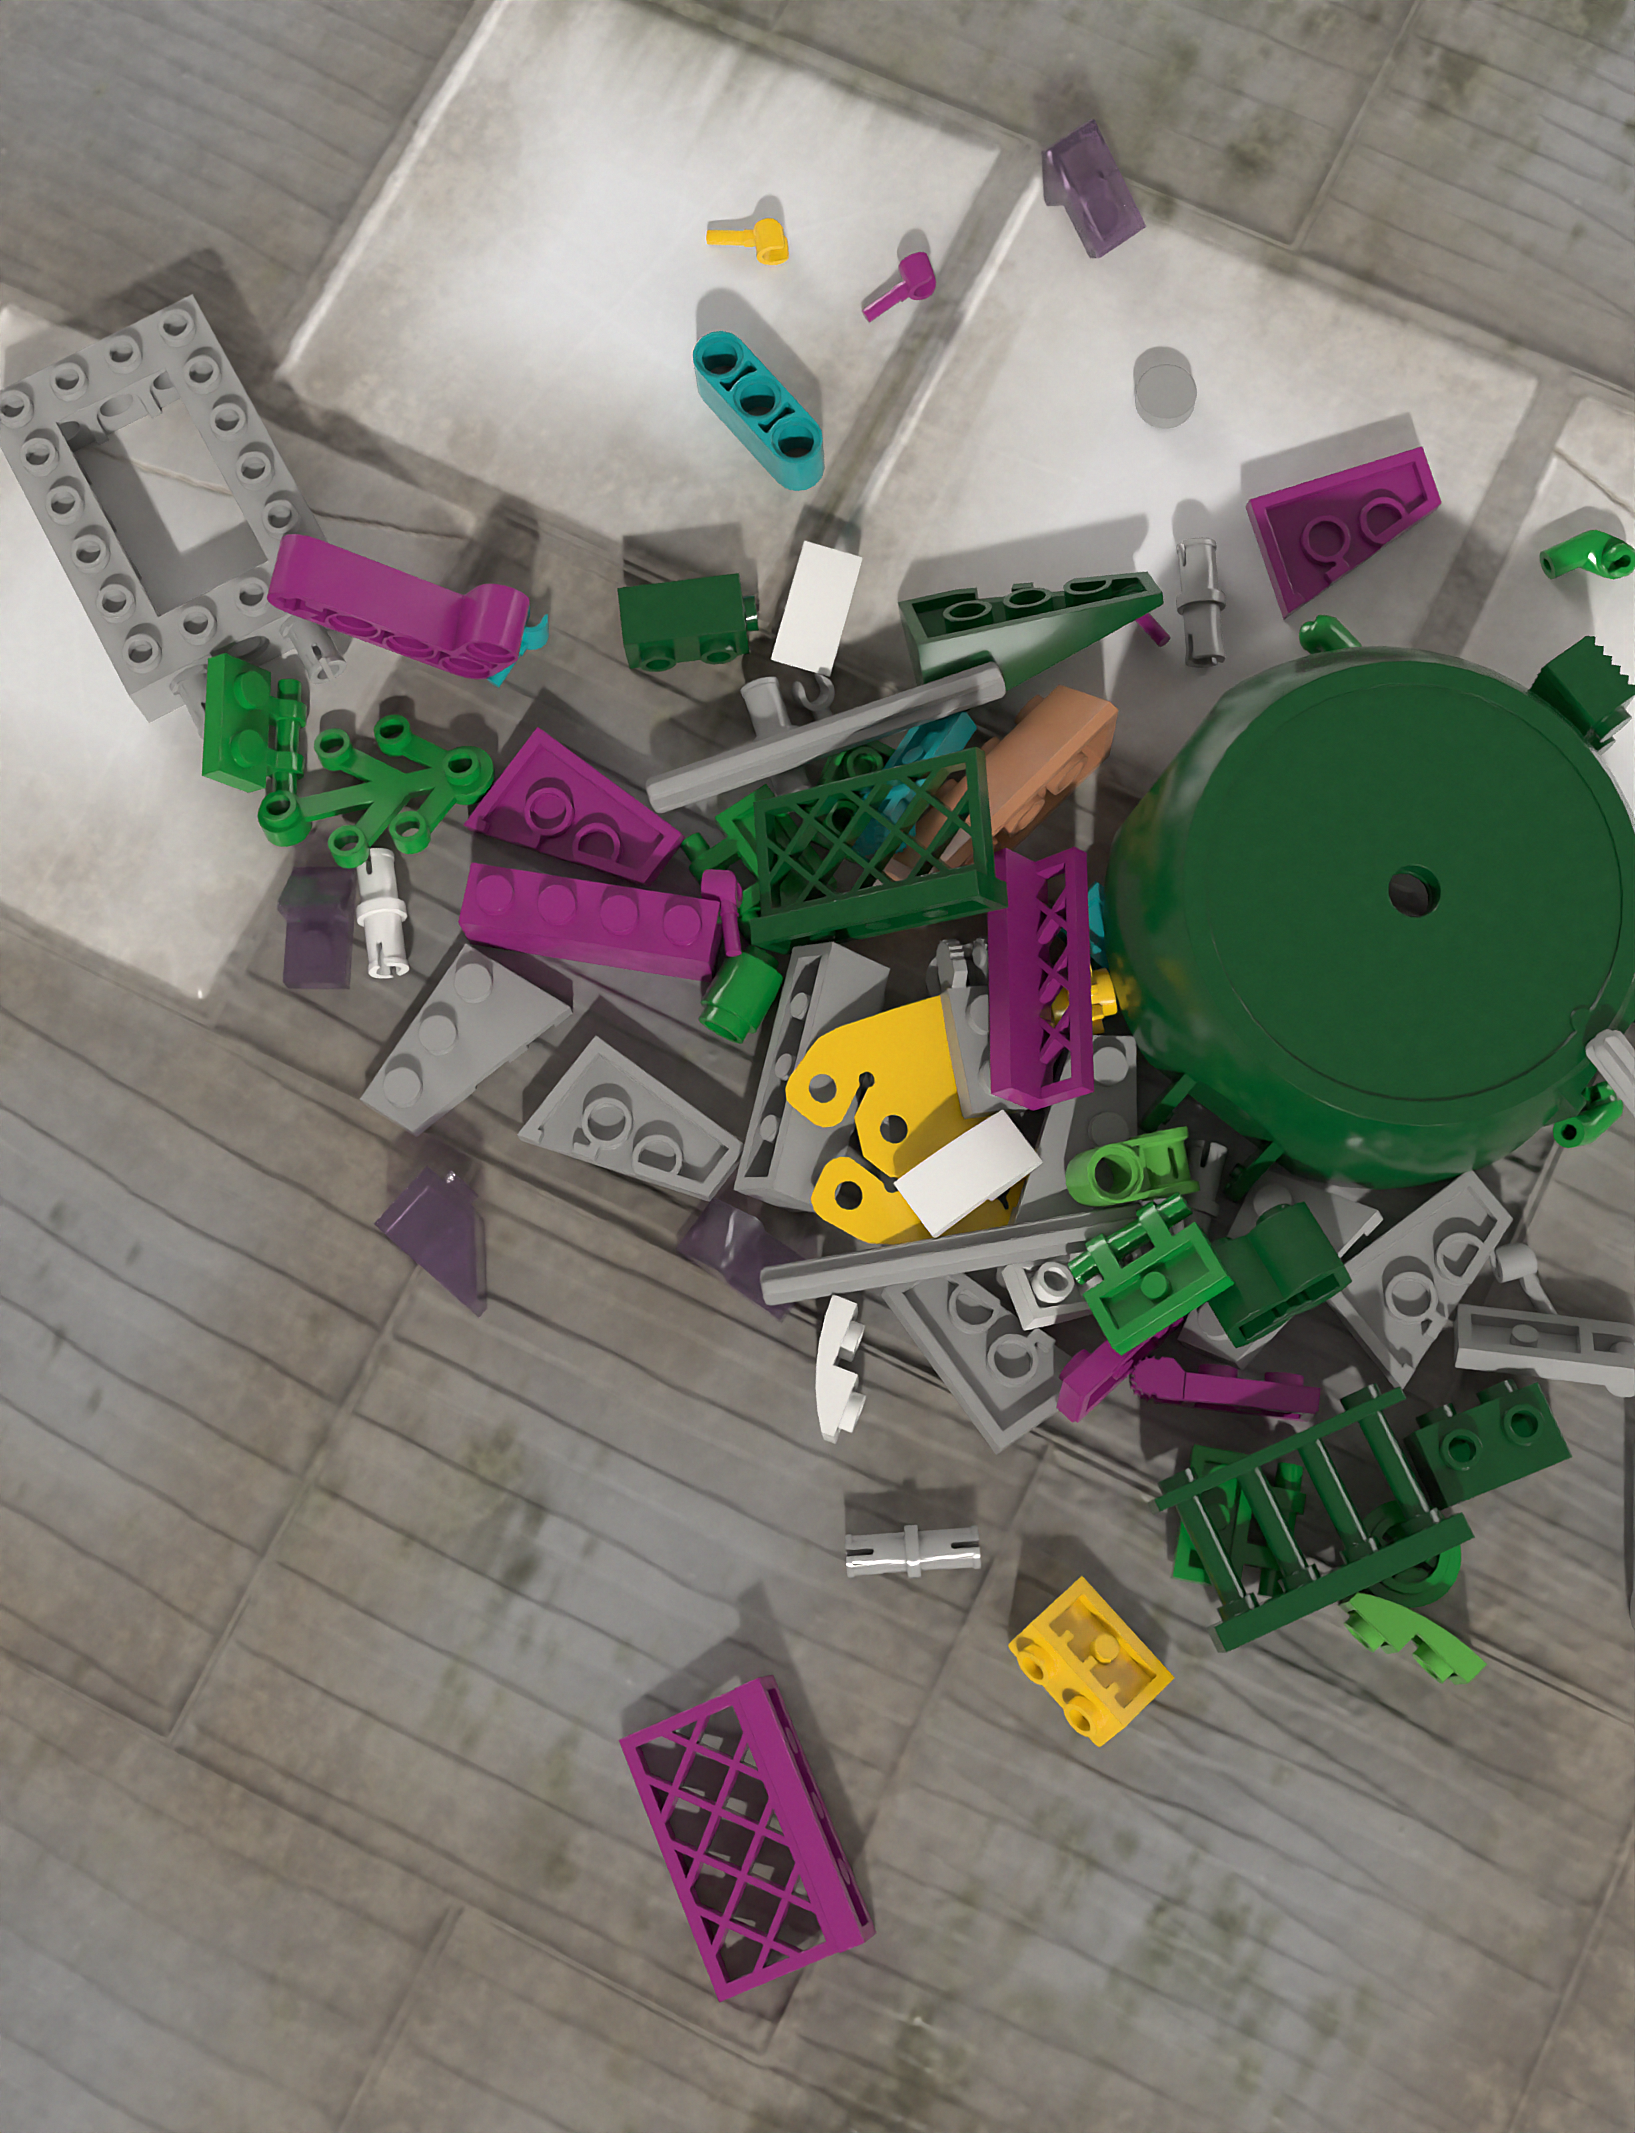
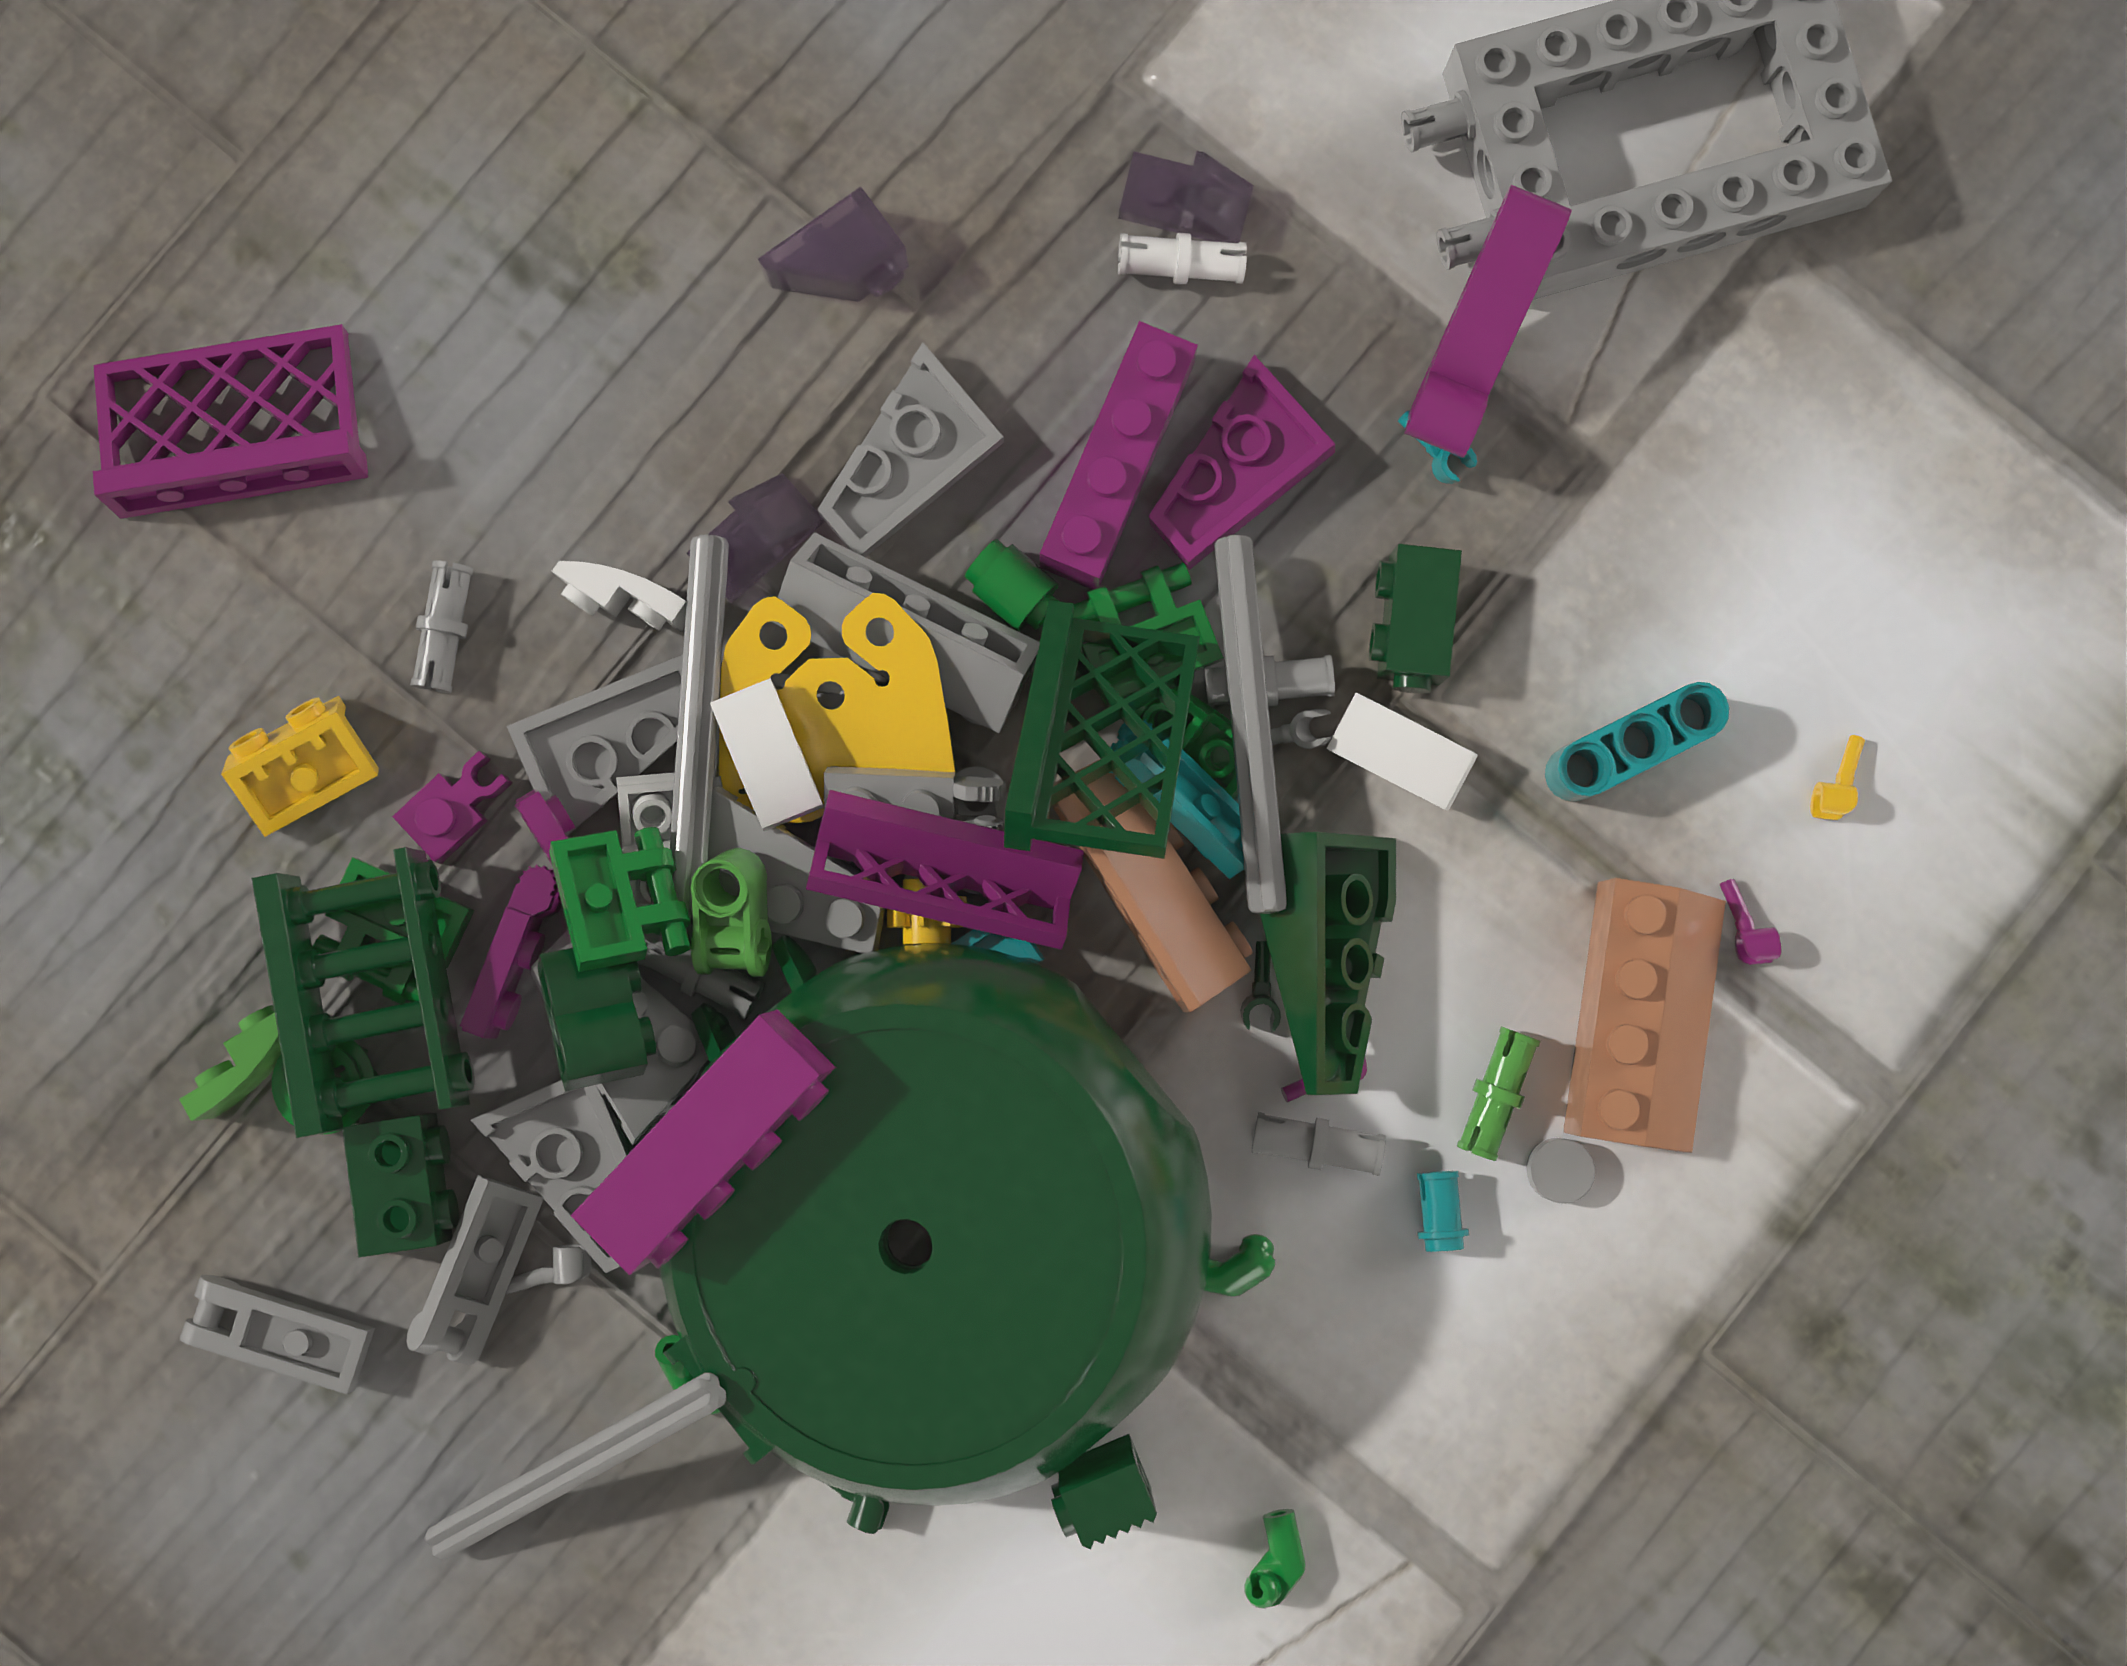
camera: 90 degrees right, 10 degrees up
(238, 727) = (1403, 149): green plate -> none
(383, 792) = (1305, 285): green plant -> none
(459, 1038) = (1040, 312): light grey wing -> none
(724, 888) = (1112, 591): magenta hand -> none
(1009, 358) = (1644, 1015): none -> nougat slope
(1090, 187) = (1809, 1149): clear purple slope -> none
(1091, 668) = (1261, 988): none -> dark green hand
(1102, 1502) = (445, 813): none -> magenta plate
(1111, 460) = (1498, 1093): none -> bright green pin
(1232, 485) = (1441, 1211): none -> teal pin
(1337, 522) = (1373, 1305): magenta wing -> none
(1373, 1092) = (704, 1142): none -> magenta brick

